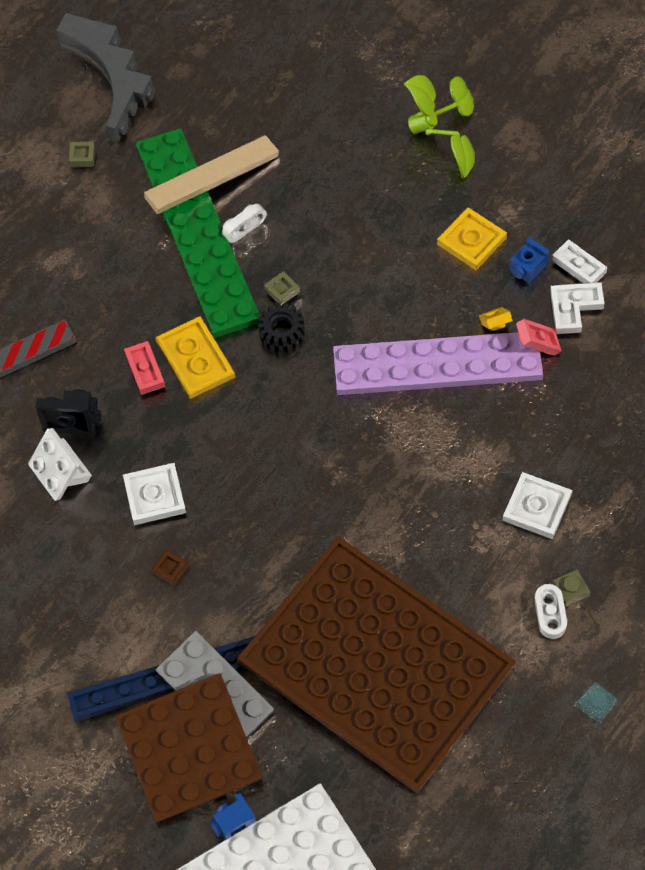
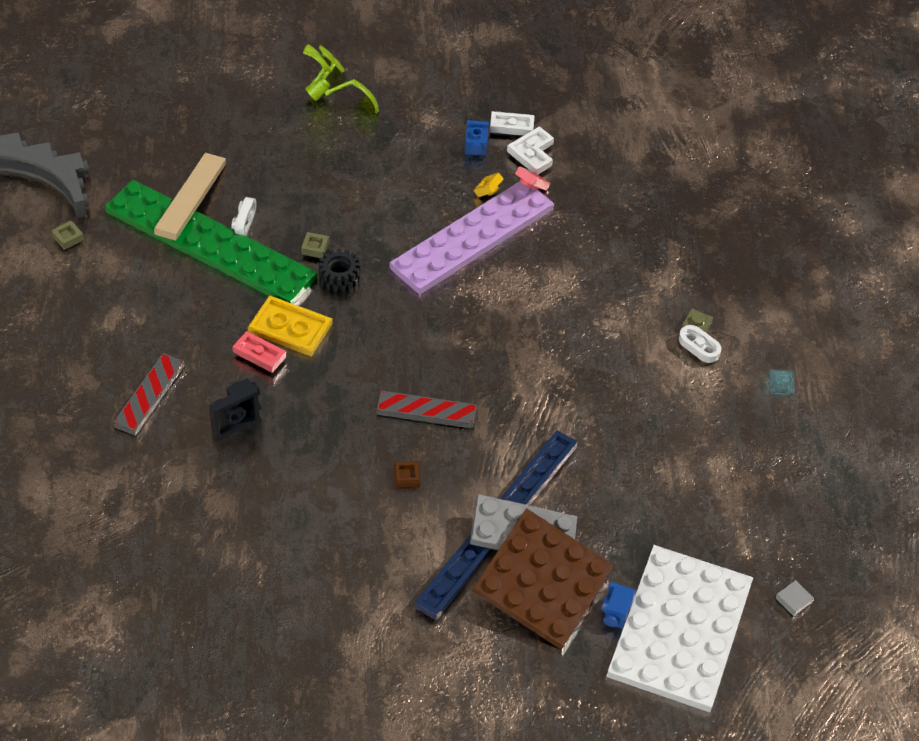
camera: 45 degrees left, 10 degrees down
(57, 465) = (255, 451): white bracket -> none
(154, 493) = (349, 430): white plate -> none
(241, 516) = (426, 409): none -> dark grey tile
(377, 663) = (618, 443): reddish brown plate -> none
(472, 238) = (421, 146): yellow tile -> none
(537, 505) = (628, 284): white plate -> none

